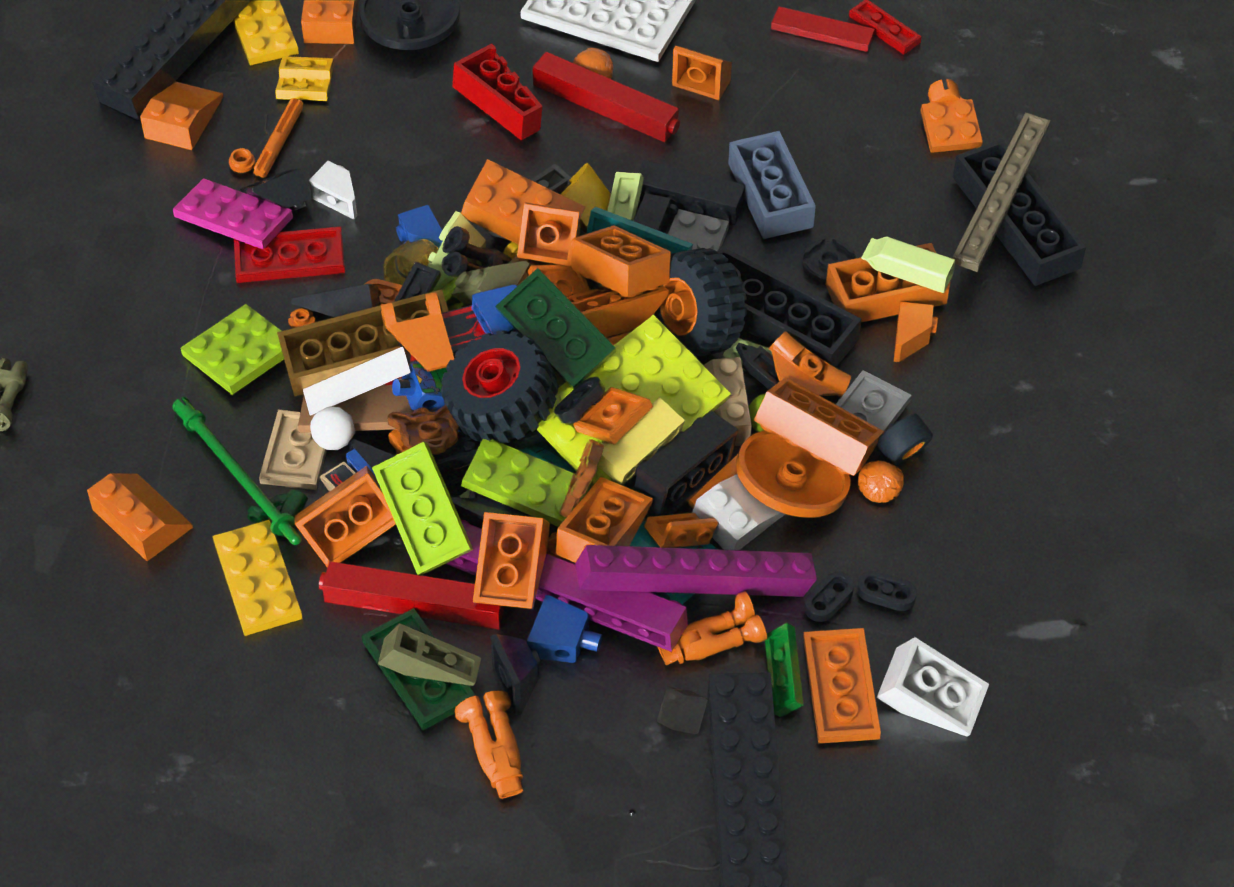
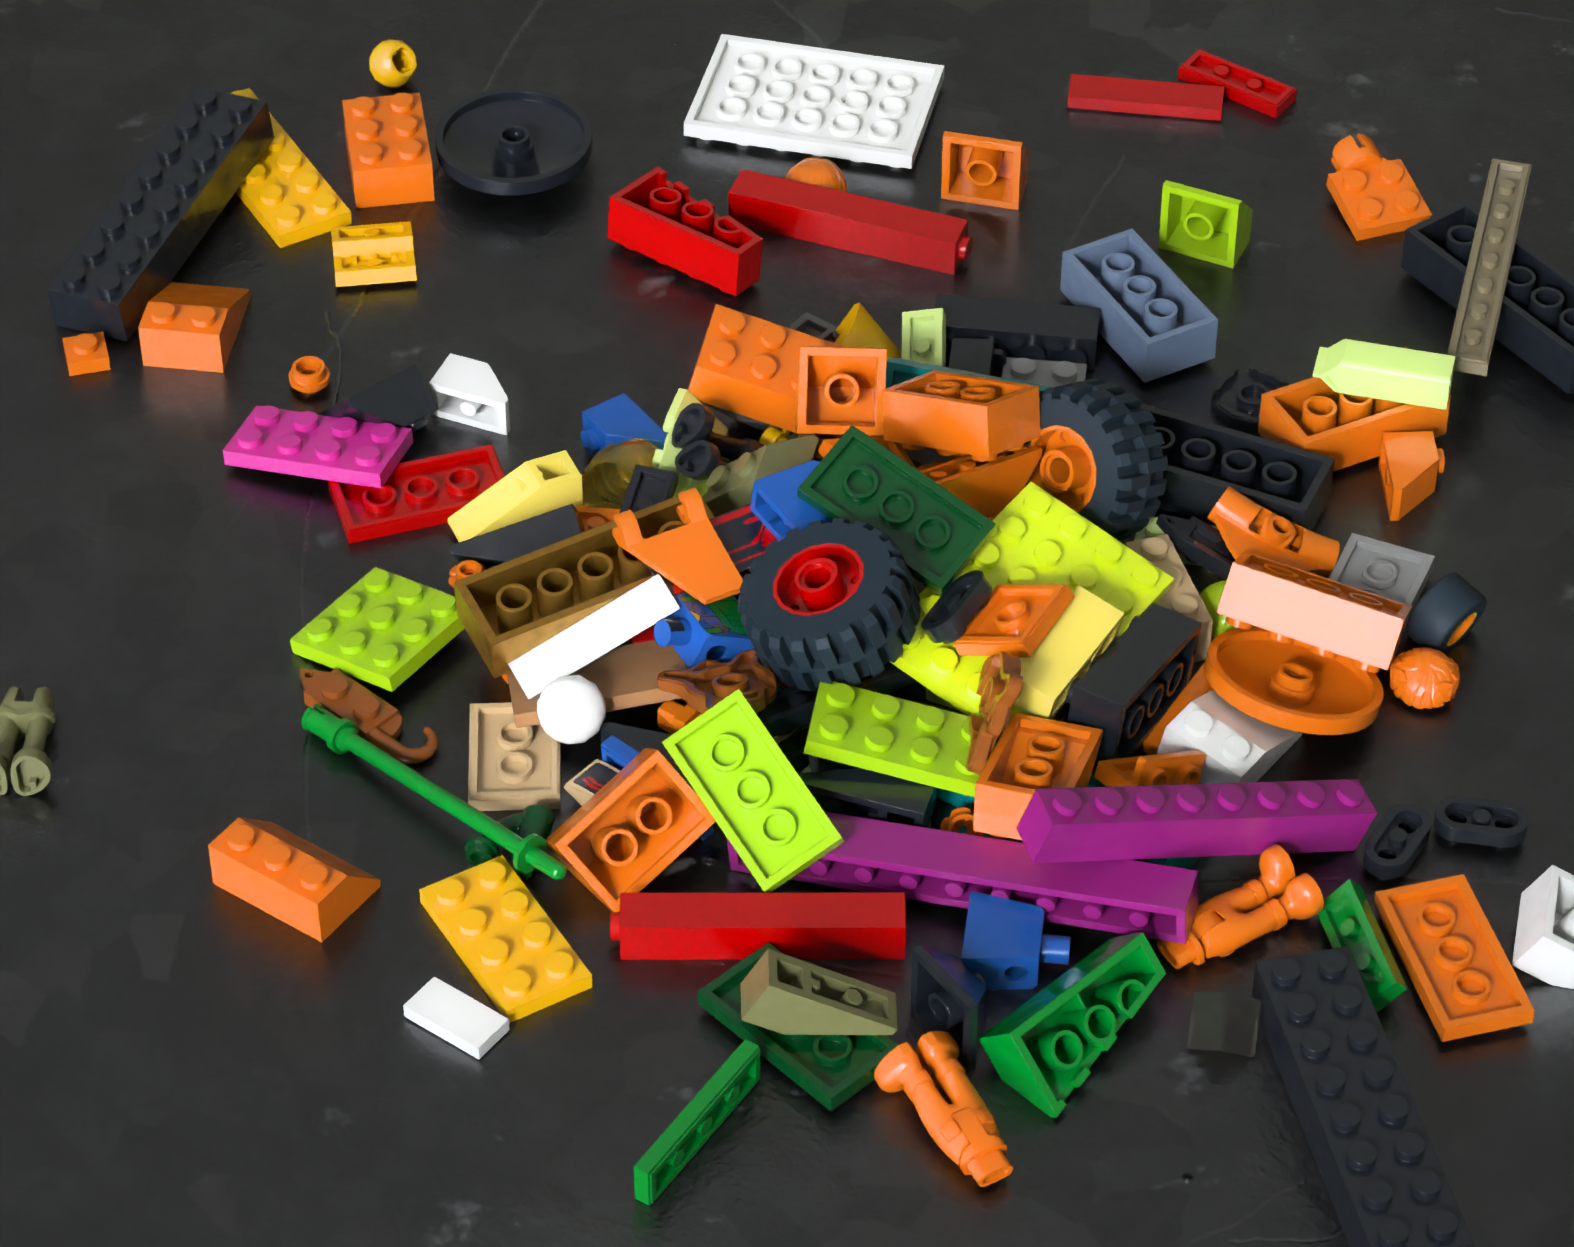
camera: 10 degrees left, 10 degrees down
(111, 125) = (86, 353): none -> orange plate
(212, 628) = (456, 1017): none -> white tile
(213, 405) = (375, 718): none -> dark orange plate
(278, 138) = (356, 338): orange axle -> none
(337, 726) = (697, 1122): none -> green tile
(344, 270) = (522, 494): none -> light yellow slope
(510, 560) = (910, 842): orange slope -> none
(585, 694) = (1064, 1028): none -> green wedge
(830, 131) = (1203, 224): none -> lime slope

